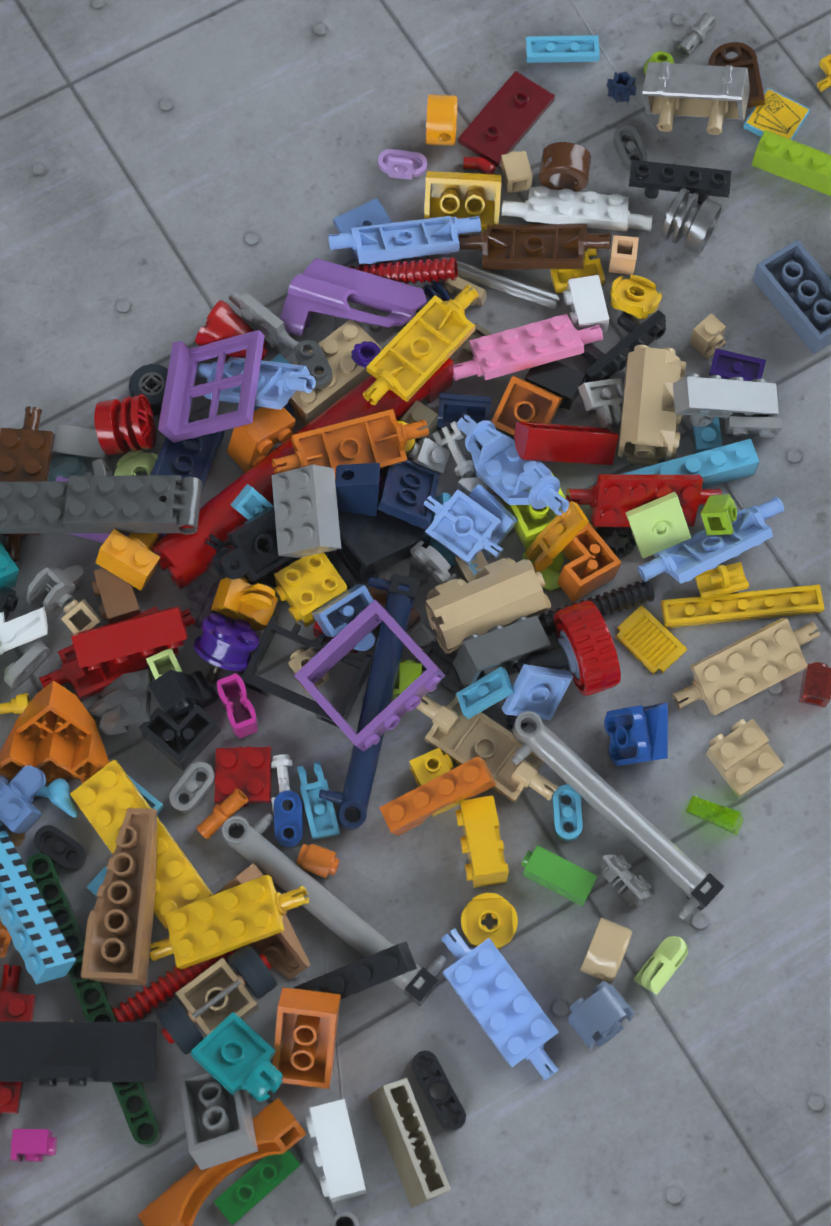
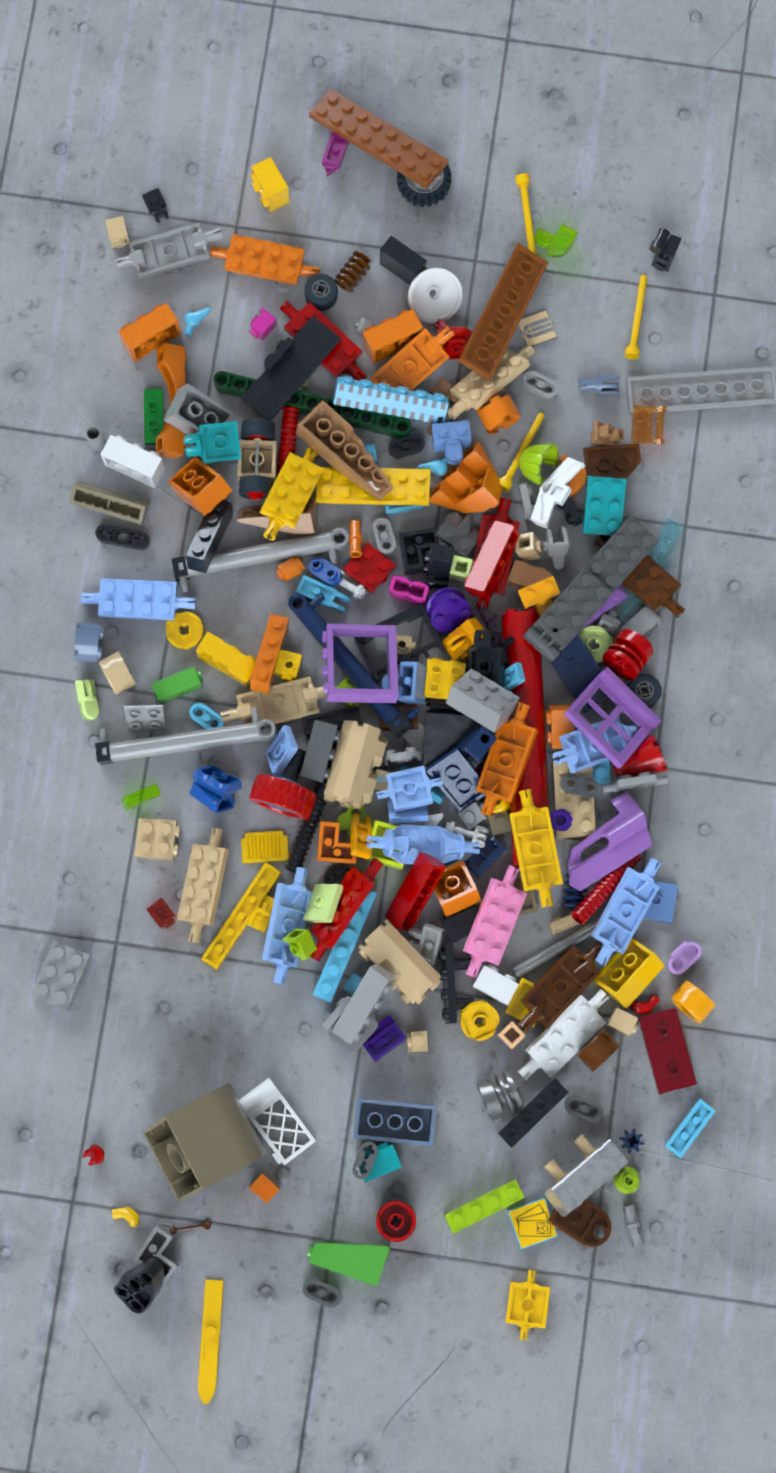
camera: 125 degrees right, 10 degrees up
(485, 692) = (304, 722): medium azure plate -> none

